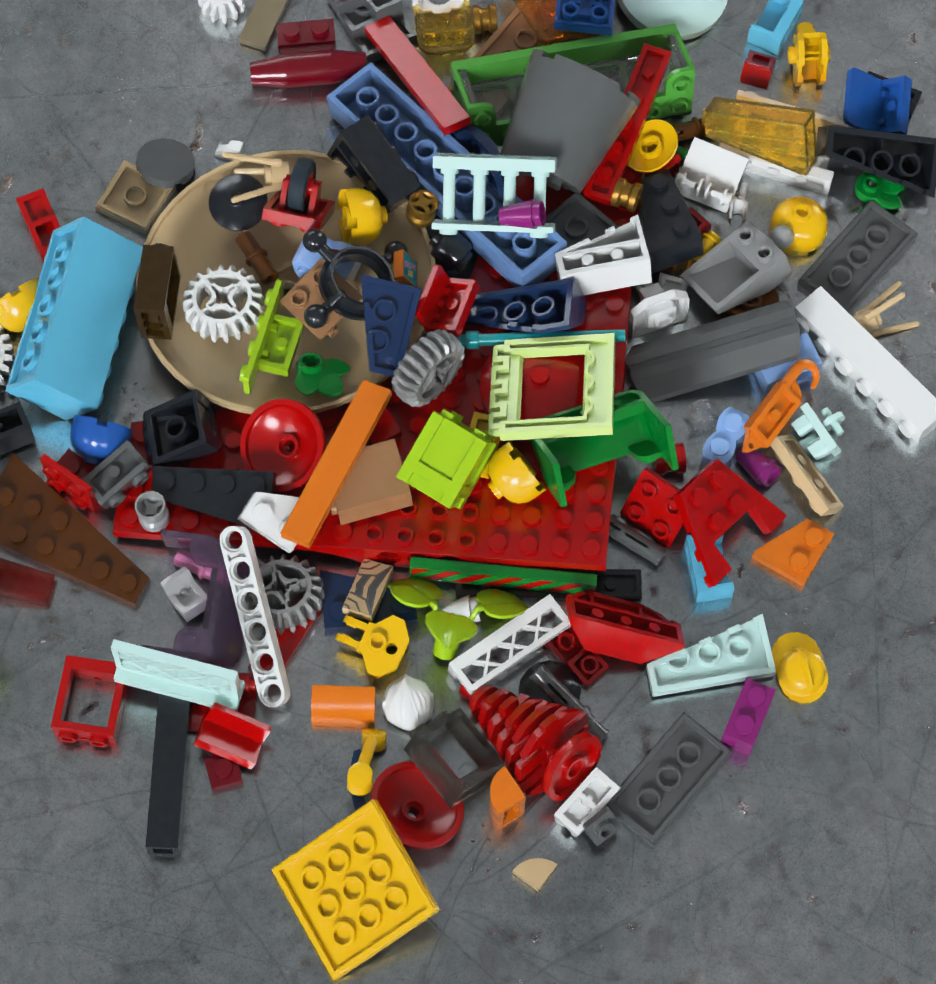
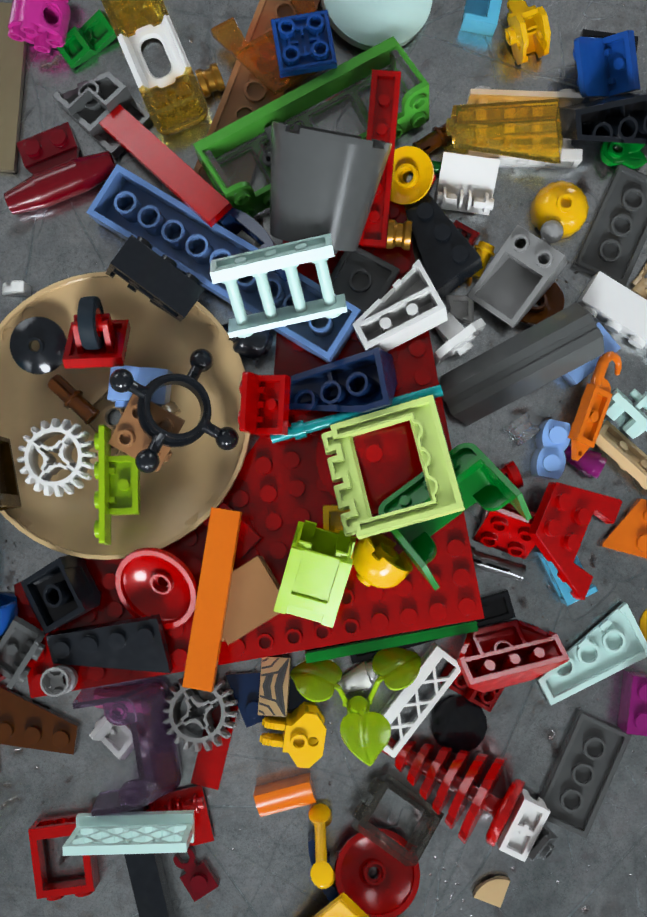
camera: 15 degrees left, 20 degrees up
(231, 735) = (197, 861): red panel -> none
(249, 617) = (178, 754): white beam -> none
(267, 516) = (165, 659): white wing -> none
(273, 171) = (62, 311): tan plant -> none
(319, 375) = (172, 510): green plate -> none
(361, 216) = (157, 334): yellow cylinder -> none
(388, 321) = (217, 443): dark blue wing -> none
(405, 268) = (216, 379): tile -> none
(408, 702) = (340, 774): white hair -> none
(427, 203) = (213, 302): pearl gold wheel -> none
(428, 368) = (267, 475): light grey gear -> none
(505, 800) = (453, 852): orange brick -> none
(524, 214) = (315, 303): magenta cone -> none
(543, 676) = (491, 743): dark grey pin -> none
(739, 204) = (500, 203): white hand -> none
(758, 69) = (479, 56): red slope -> none

